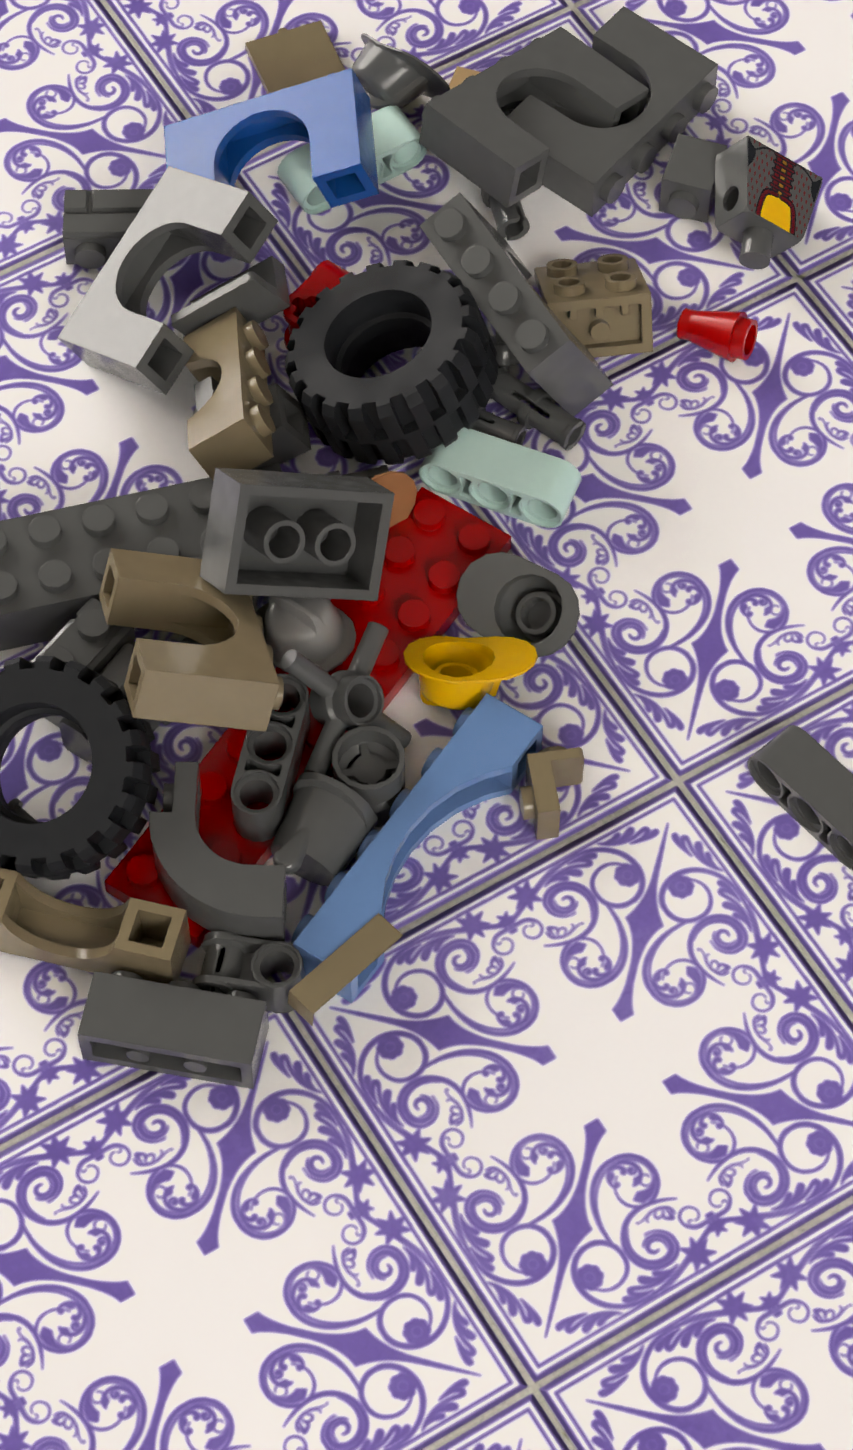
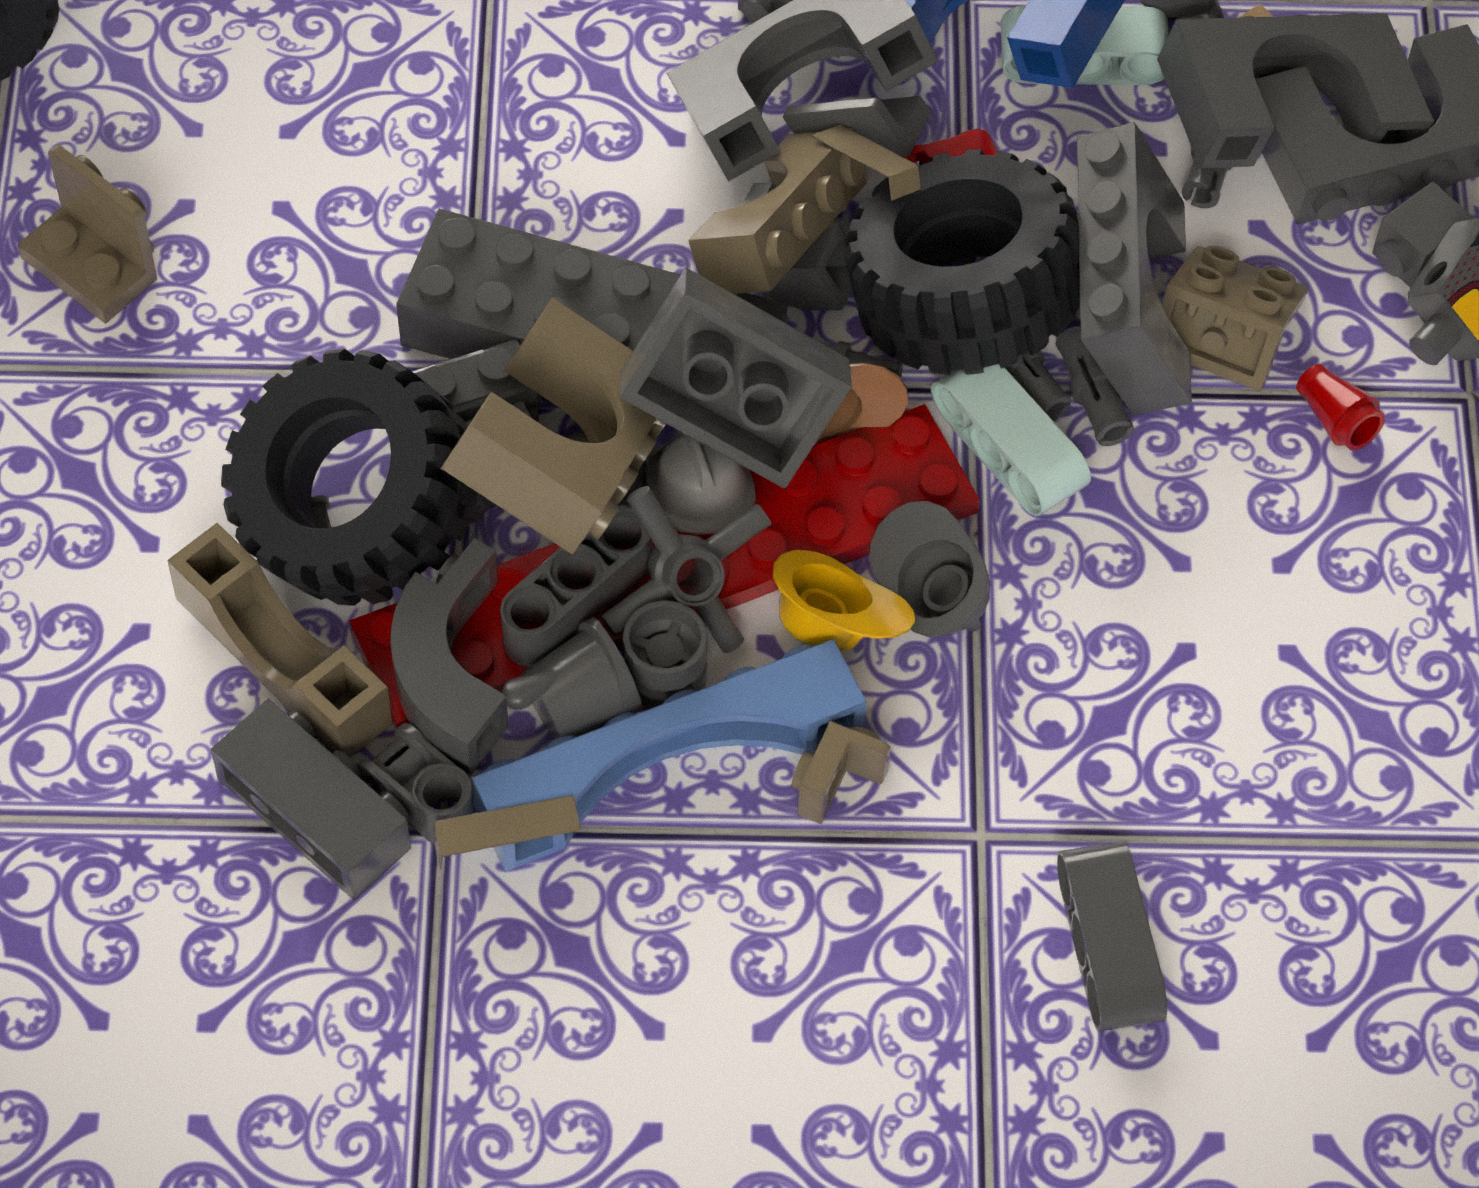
camera: 30 degrees right, 0 degrees up
(306, 316) = (901, 173): none -> dark tan piece

